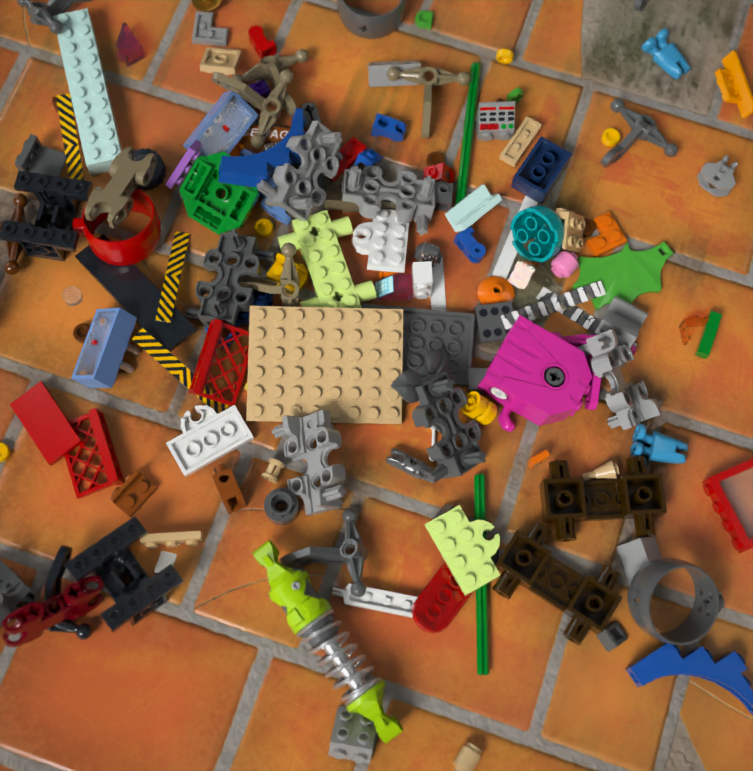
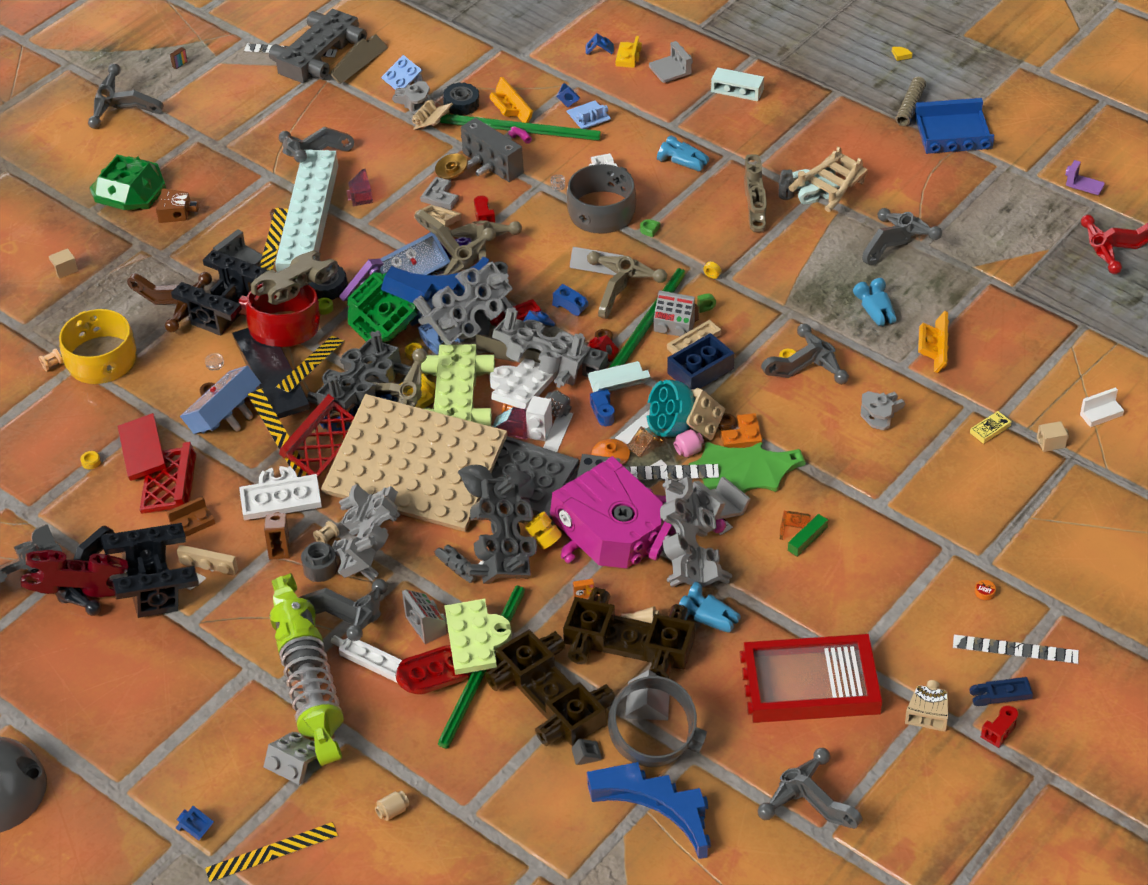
camera: 25 degrees right, 25 degrees down
(154, 195) = (325, 306): none -> lime tile
(409, 539) = (424, 616): none -> light grey slope

